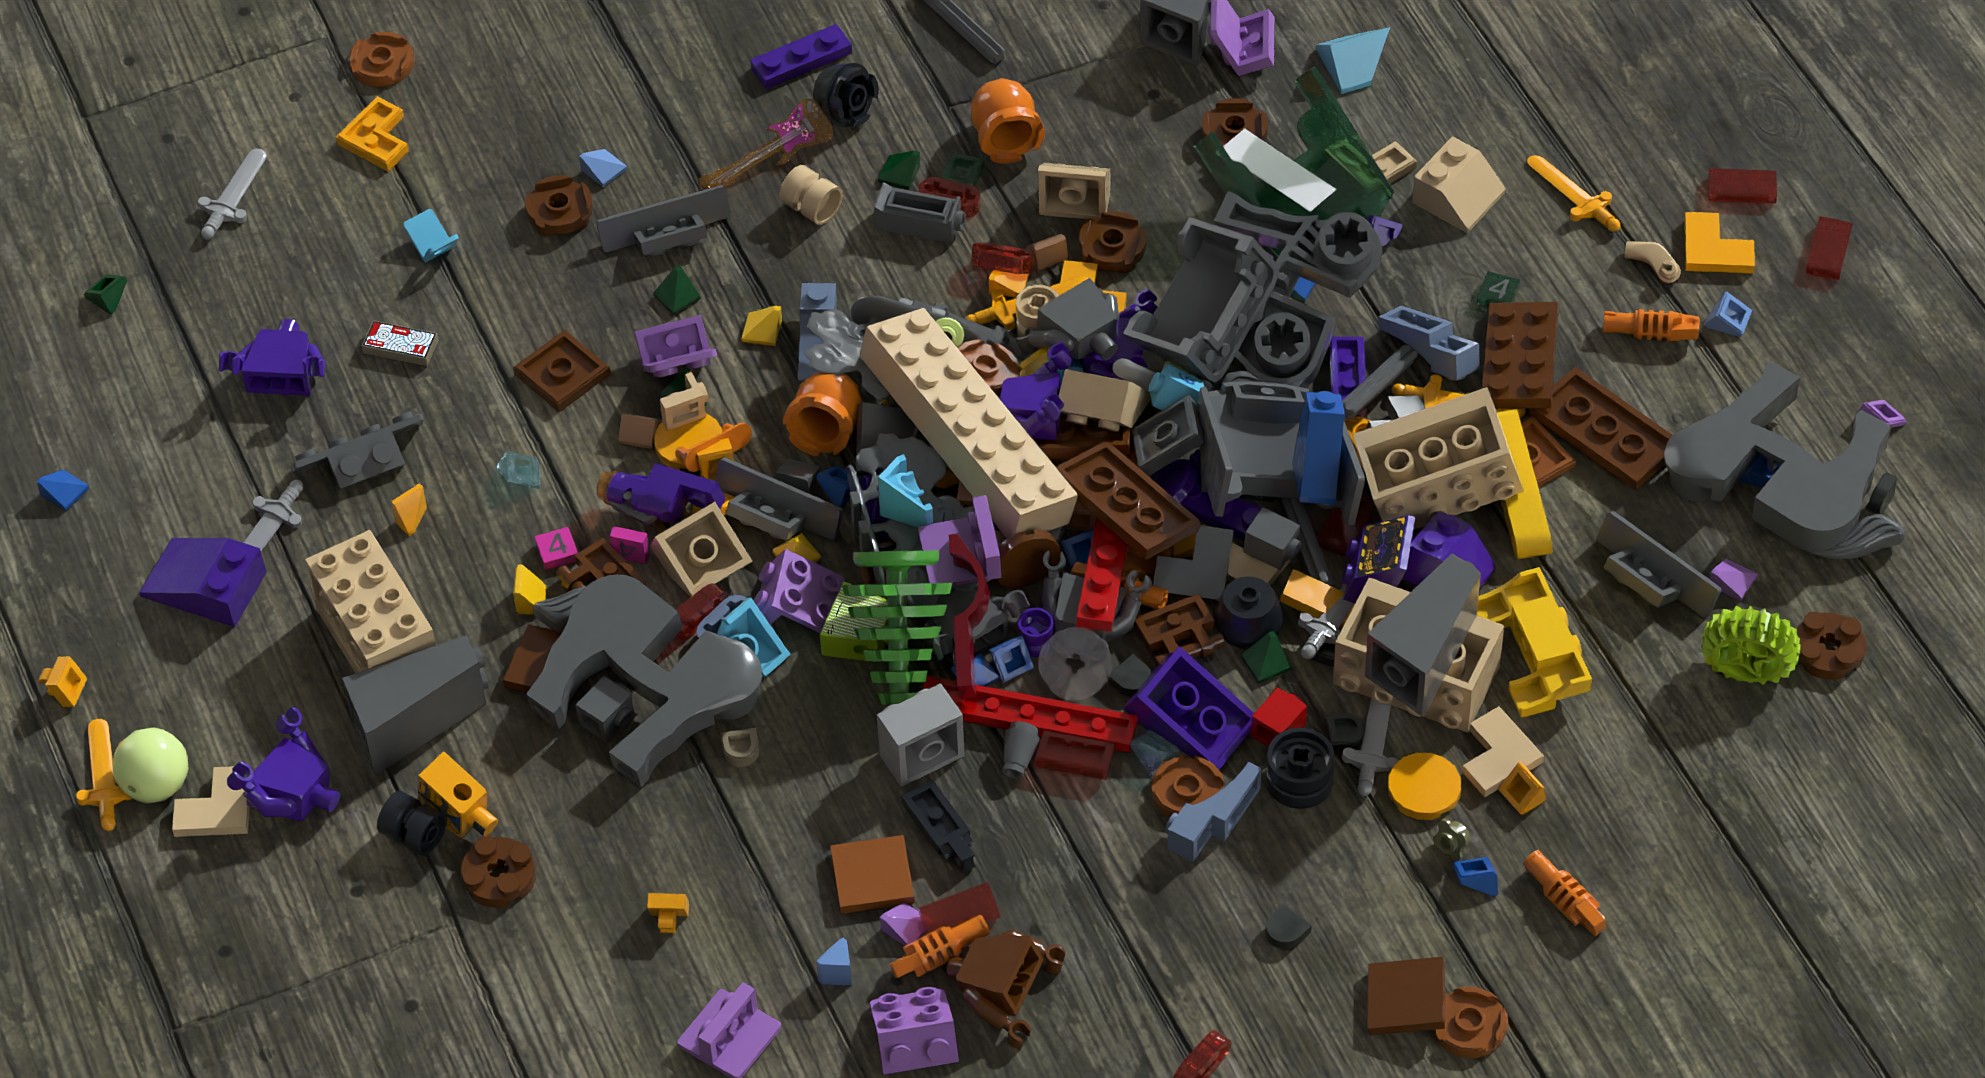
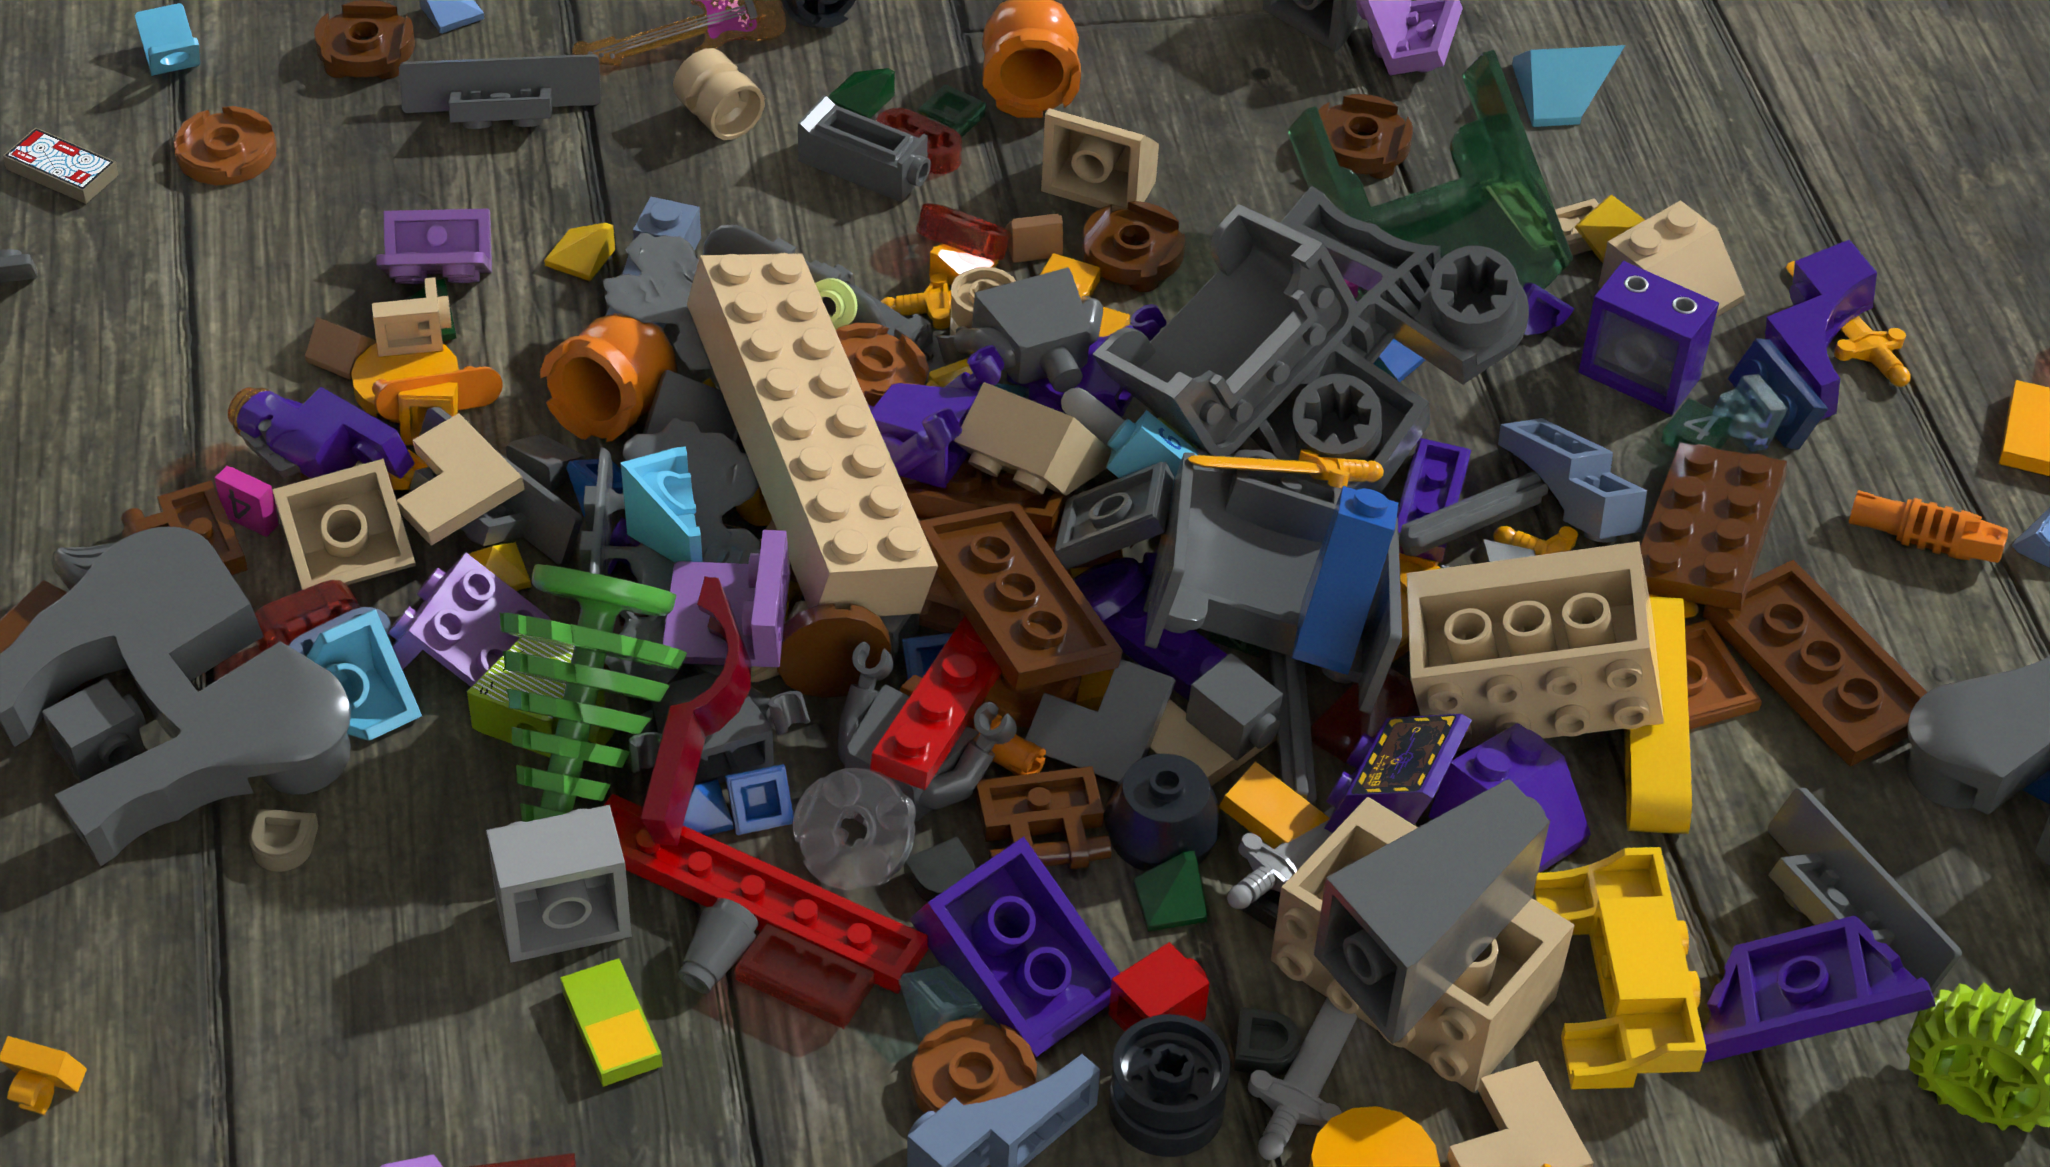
camera: 10 degrees right, 5 degrees down
(499, 304) = (225, 146): none -> dark orange tile
(520, 469) = (144, 364): clear light blue slope -> none
(527, 590) = (64, 525): yellow slope -> none
(556, 548) = (140, 482): dark pink tile -> none
(561, 370) = (269, 248): reddish brown tile -> none
(676, 291) = (479, 180): dark green slope -> none
(766, 499) = (468, 481): none -> tan tile
(872, 874) = (400, 1094): dark orange tile -> none
(940, 824) = (542, 1038): black hinge -> none
(975, 806) = (611, 1022): none -> lime tile
(1036, 628) = (808, 756): dark purple wheel -> none
(1278, 170) = (1407, 195): white sticker -> none
(1291, 376) = (1335, 470): none -> light orange sword
(1410, 161) = (1605, 223): none -> yellow slope
(1454, 238) = (1648, 337): none -> dark purple piece
(1530, 270) = (1754, 412): none -> clear light blue tile
(1541, 256) = (1803, 404): none -> dark blue plate
(1557, 179) = (1826, 295): none -> dark purple arch
(1639, 629) = (1808, 987): none -> dark purple wing
(1656, 257) = (1956, 432): tan arm -> none
(1733, 578) = (1985, 942): medium lavender slope -> none

